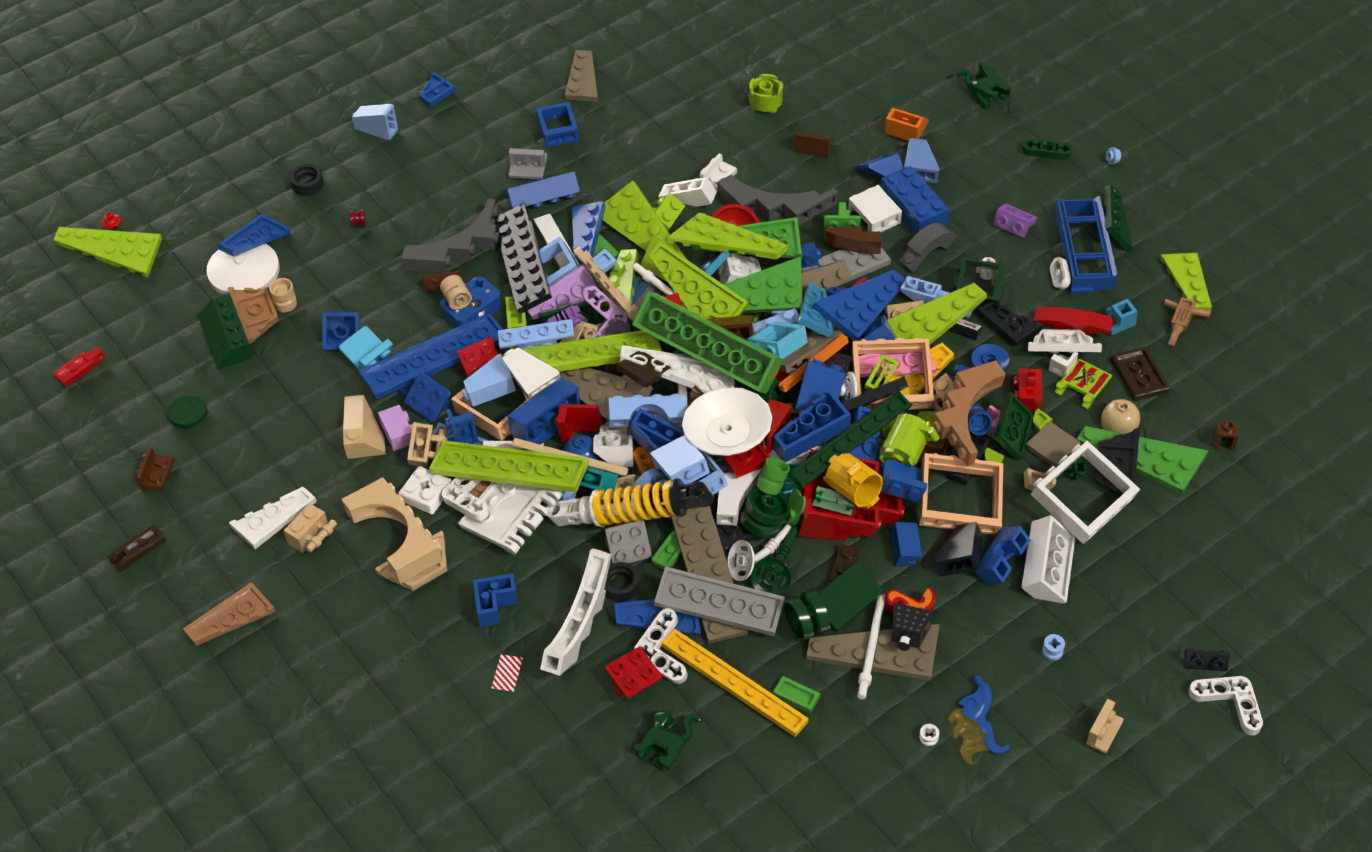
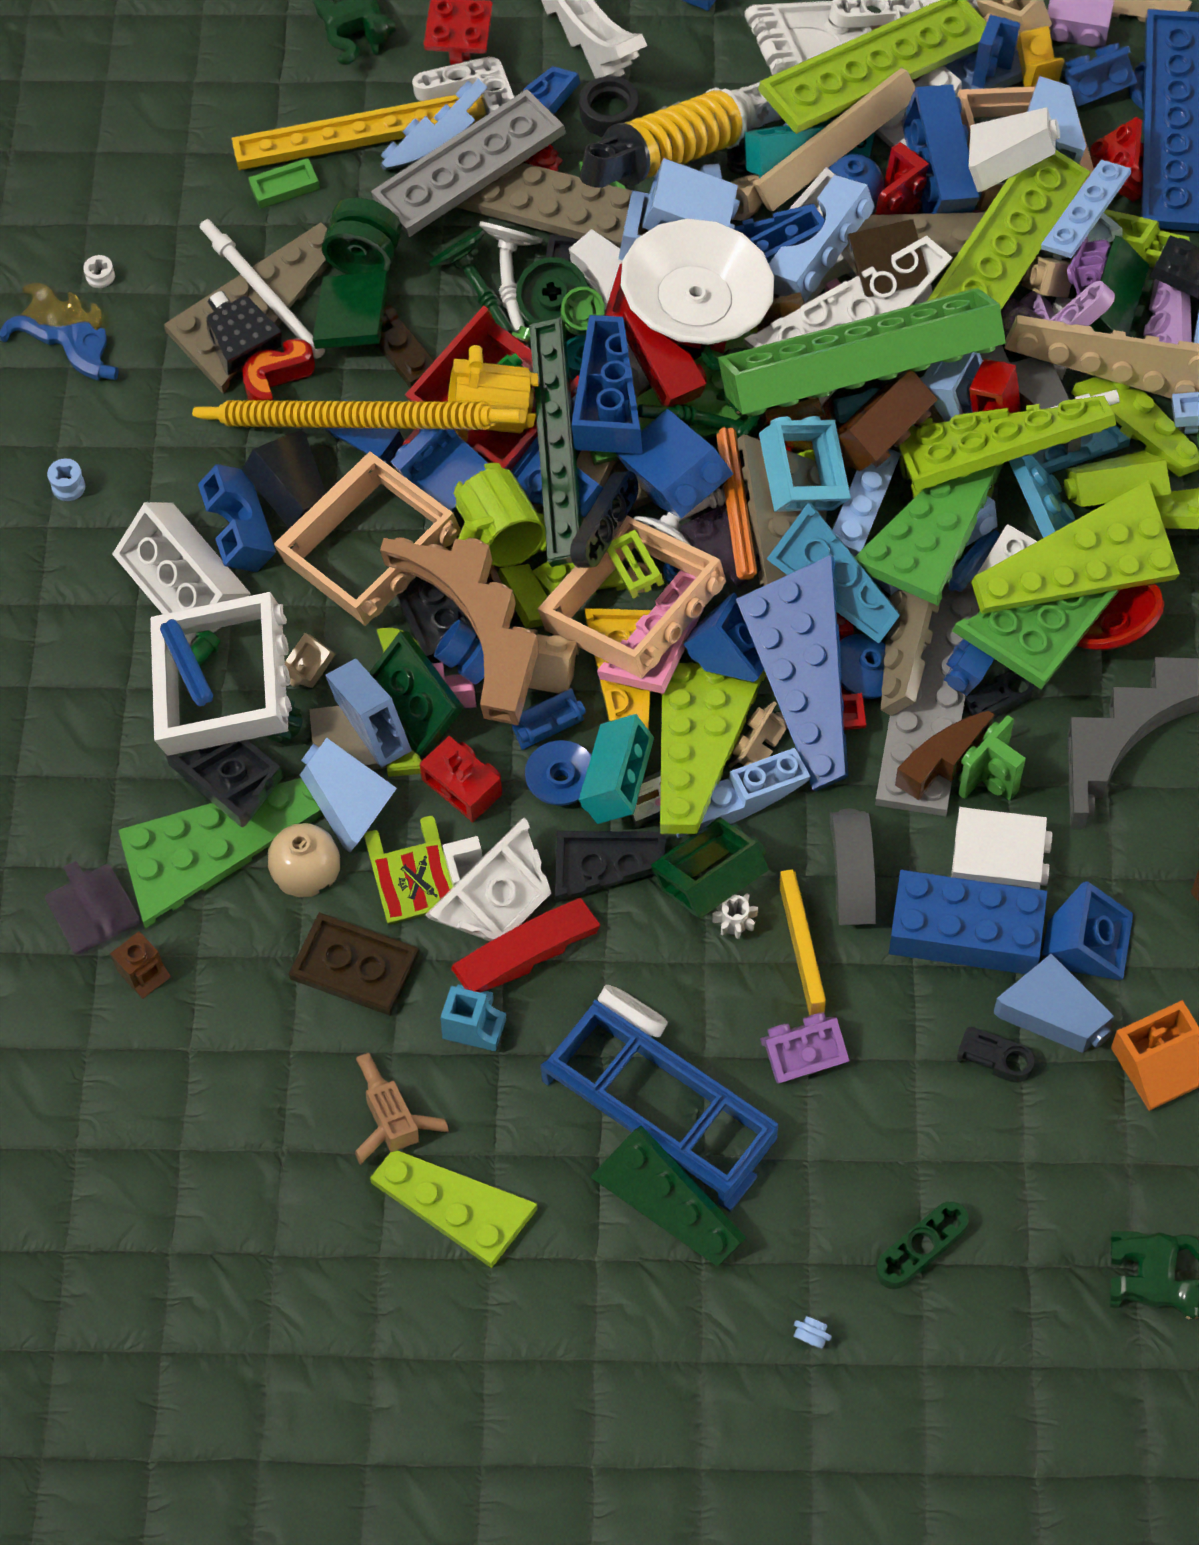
camera: 130 degrees right, 10 degrees up
(438, 419) = (1037, 56): none -> yellow slope
(708, 634) = (425, 136): none -> light blue slope
(897, 473) = (360, 414): none -> yellow hose
(955, 171) = (993, 1052): none -> black piece
(974, 333) = (616, 769): none -> teal brick
(977, 241) = (802, 942): none -> yellow tile
(1039, 432) = (369, 712): none -> medium blue slope
(1080, 416) = (344, 791): none -> light blue slope
(1098, 496) = (186, 662): none -> blue axle
(1223, 472) = (91, 907): none -> clear purple bracket

